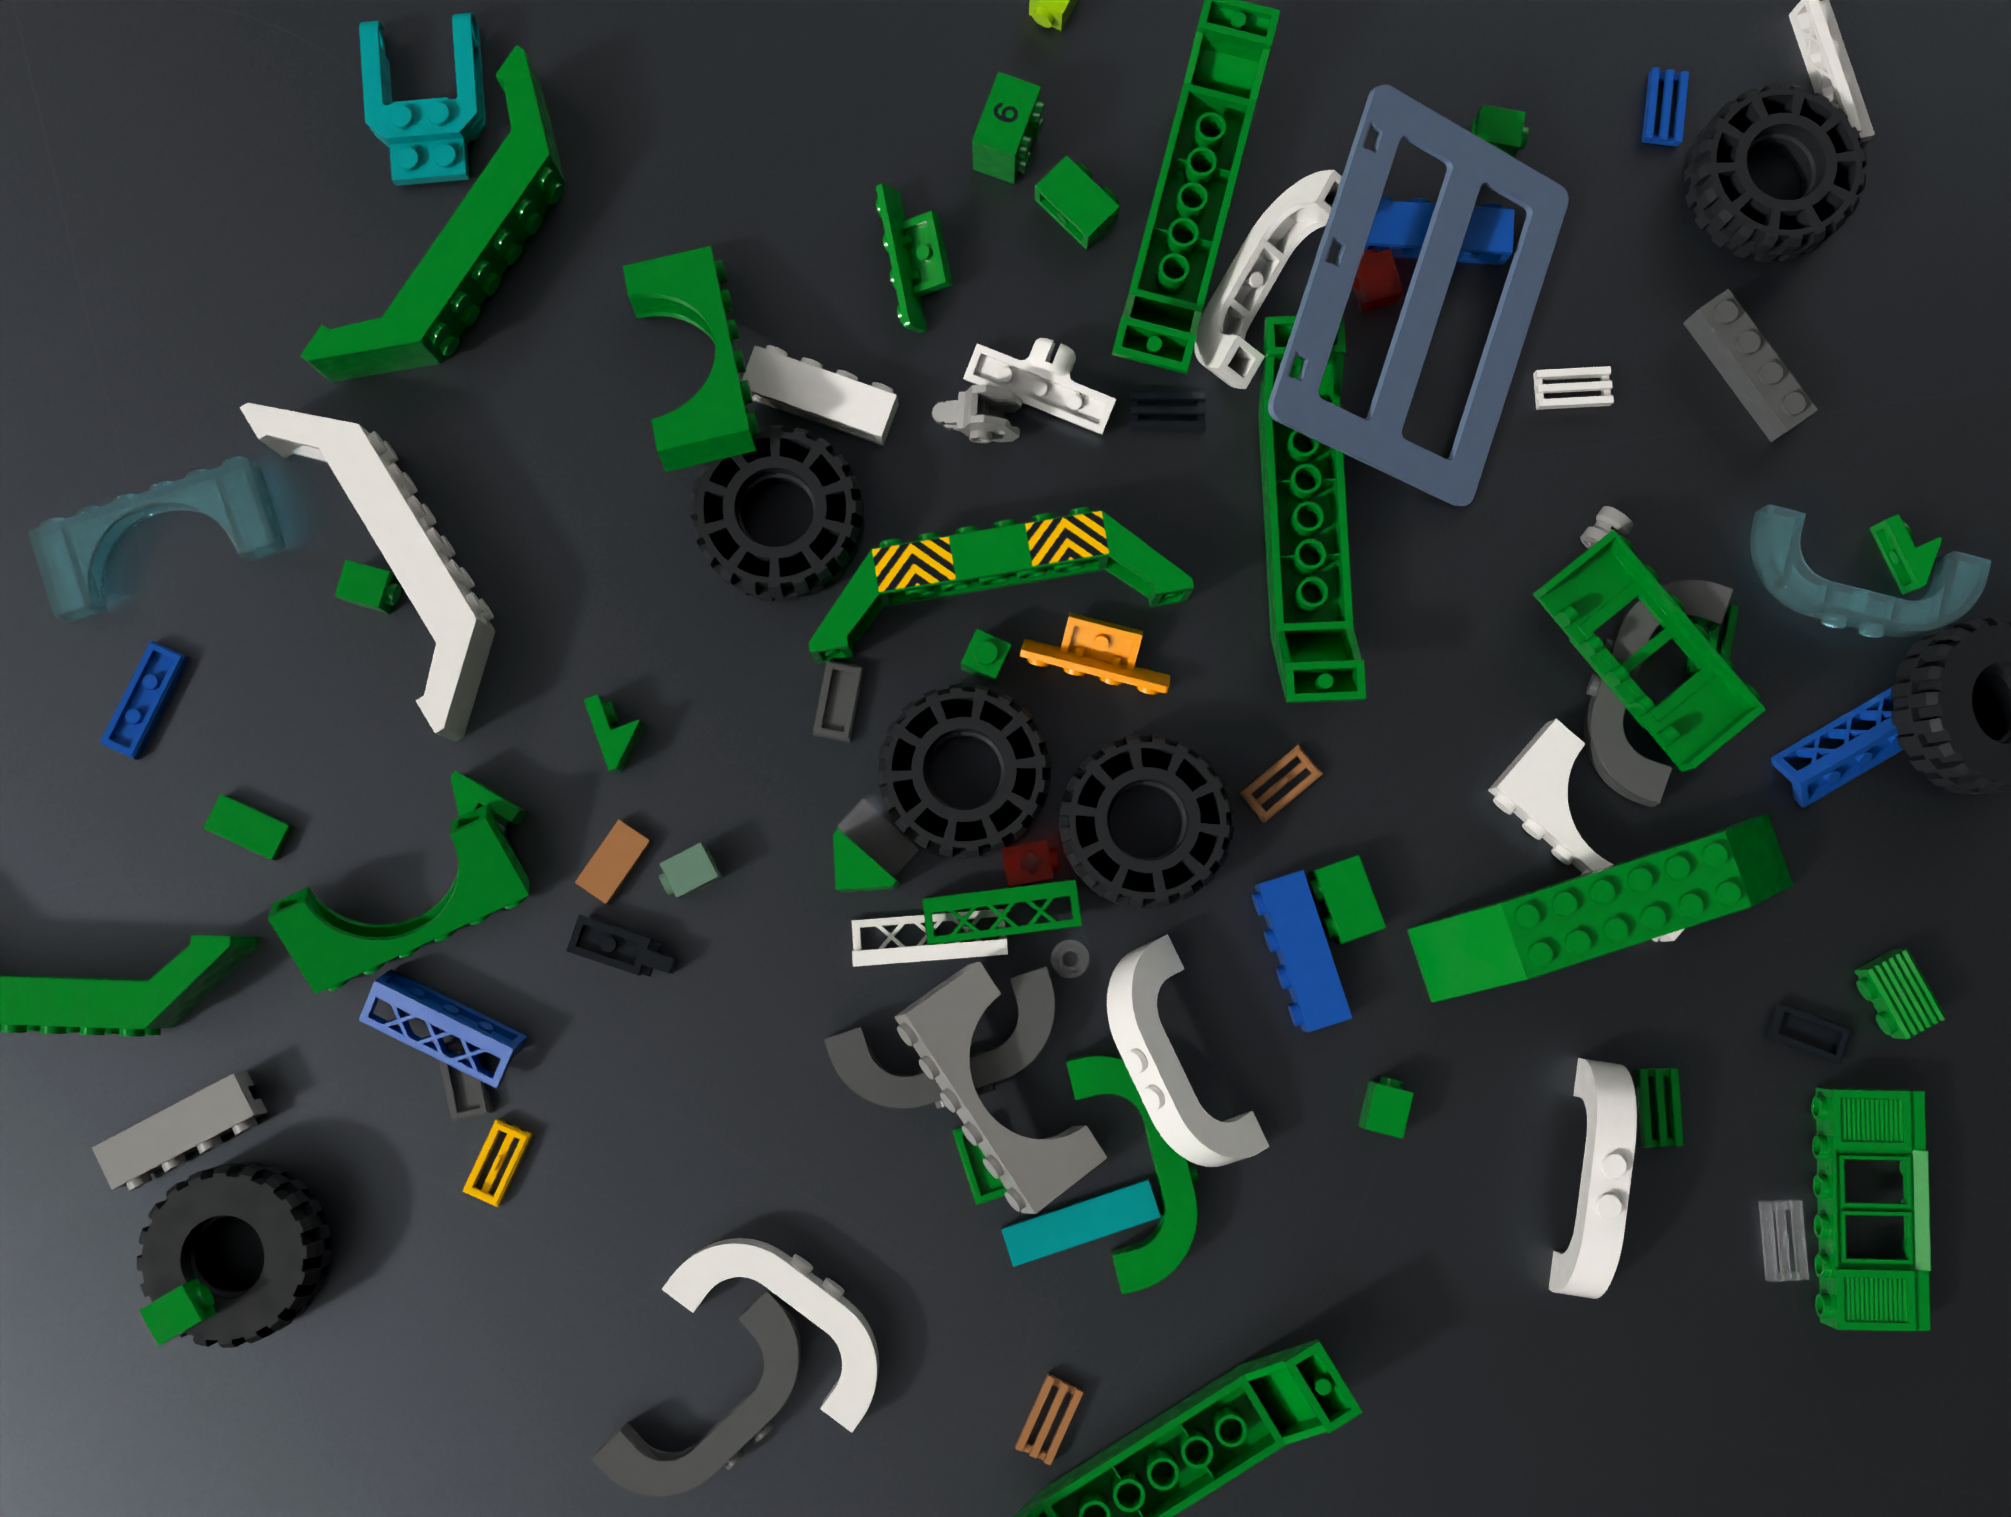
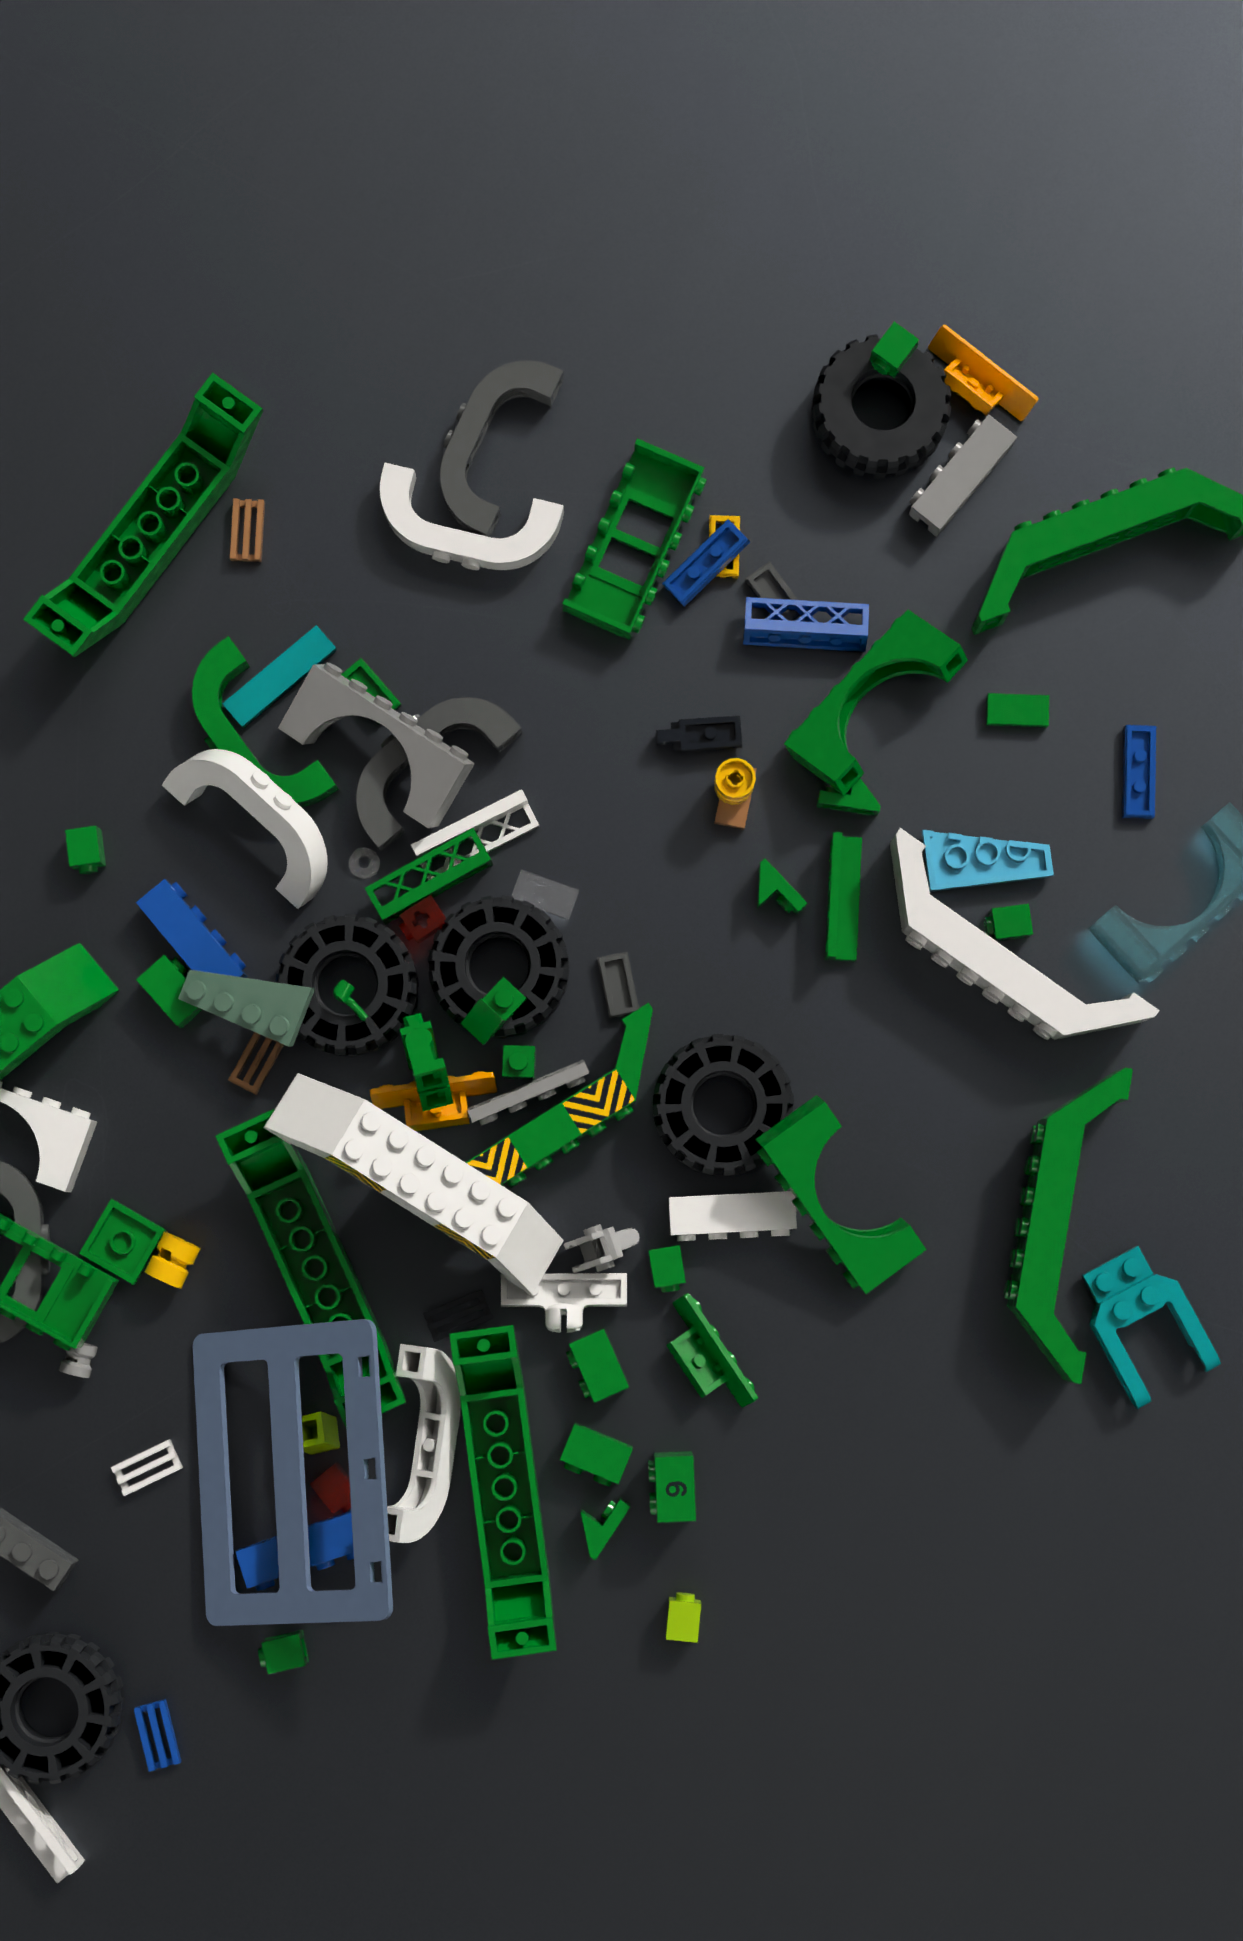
camera: 160 degrees right, 0 degrees up
(104, 1240) = (978, 377): none -> light orange bracket
(368, 670) = (971, 861): none -> medium azure wing
(525, 1150) = (706, 562): none -> blue tile
(537, 1268) = (657, 483): none -> green window
(543, 694) = (843, 898): none -> green fence
(603, 872) = (734, 781): none -> yellow wheel
(689, 871) = (674, 810): sand green brick -> none
(857, 870) = (547, 861): green slope -> none
(916, 366) = (667, 1268): none -> green brick
(990, 715) = (493, 1010): none -> green slope
(996, 617) = (516, 1098): none -> light grey plate
(1036, 293) = (597, 1365): none -> green brick
(1092, 706) = (423, 1059): none -> green hips
(1103, 119) = (599, 1533): none -> green slope
(1154, 807) = (343, 992): none -> green hand
(1161, 564) = (418, 1177): none -> white slope
(1256, 832) = (255, 1004): none -> sand green wing
(1369, 341) = (320, 1433): none -> lime brick
(1467, 591) = (172, 1260): none -> yellow wheel
(1509, 641) = (122, 1241): none -> green plate

